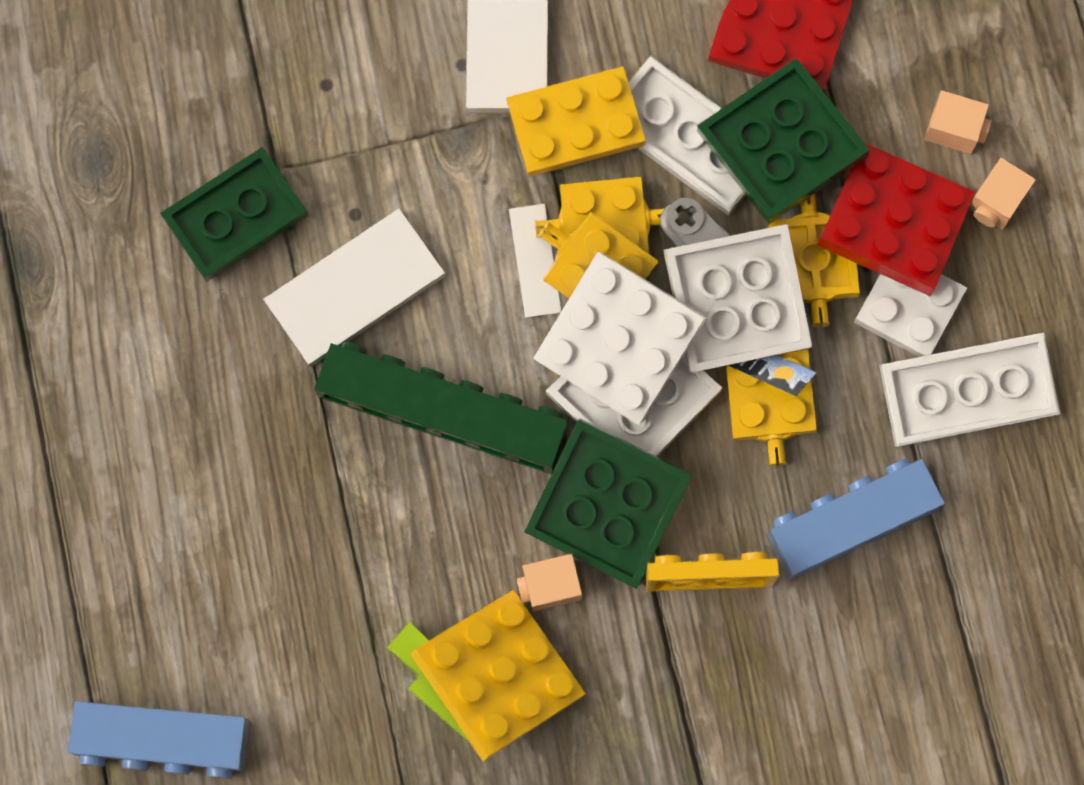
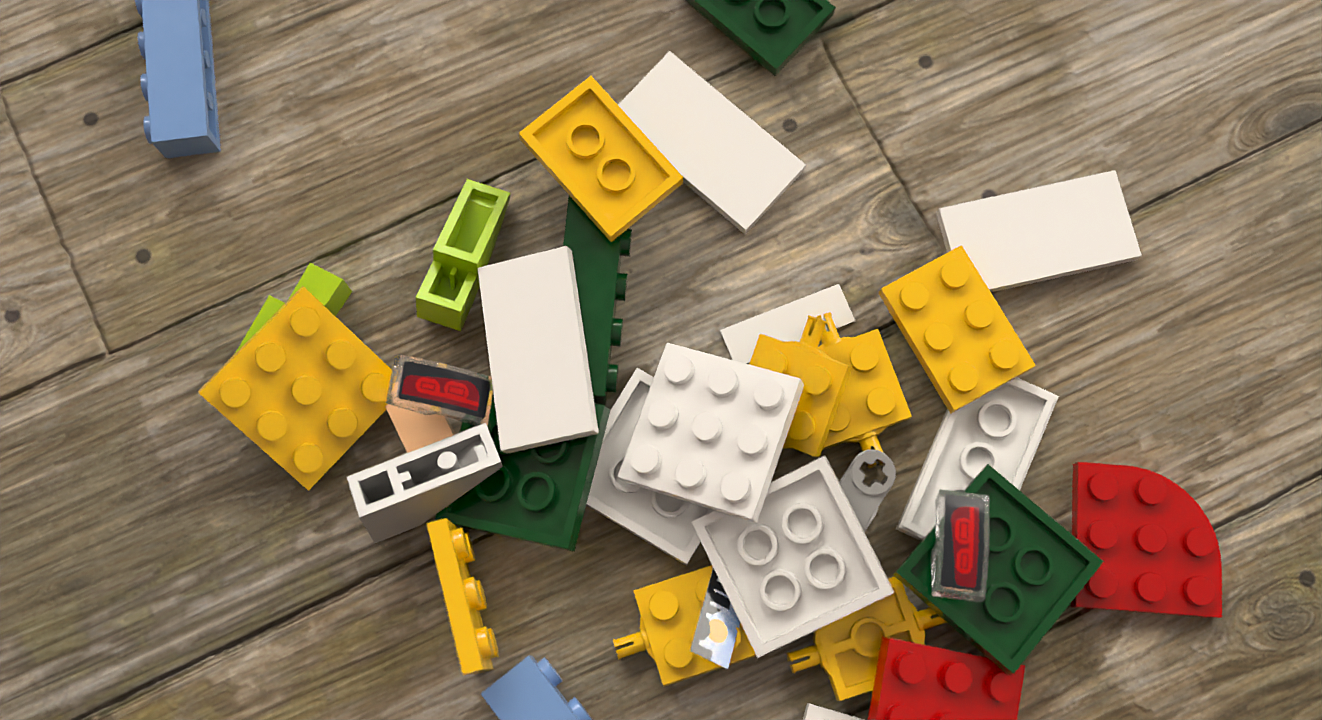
camera: 70 degrees right, 0 degrees up
(359, 373) = (601, 158): none -> yellow plate
(406, 518) = (459, 252): none -> lime slope
(514, 466) = (537, 350): none -> white tile
(532, 553) = (440, 389): none -> slope
(604, 586) = (422, 482): none -> light grey slope
(761, 161) = (961, 546): none -> slope

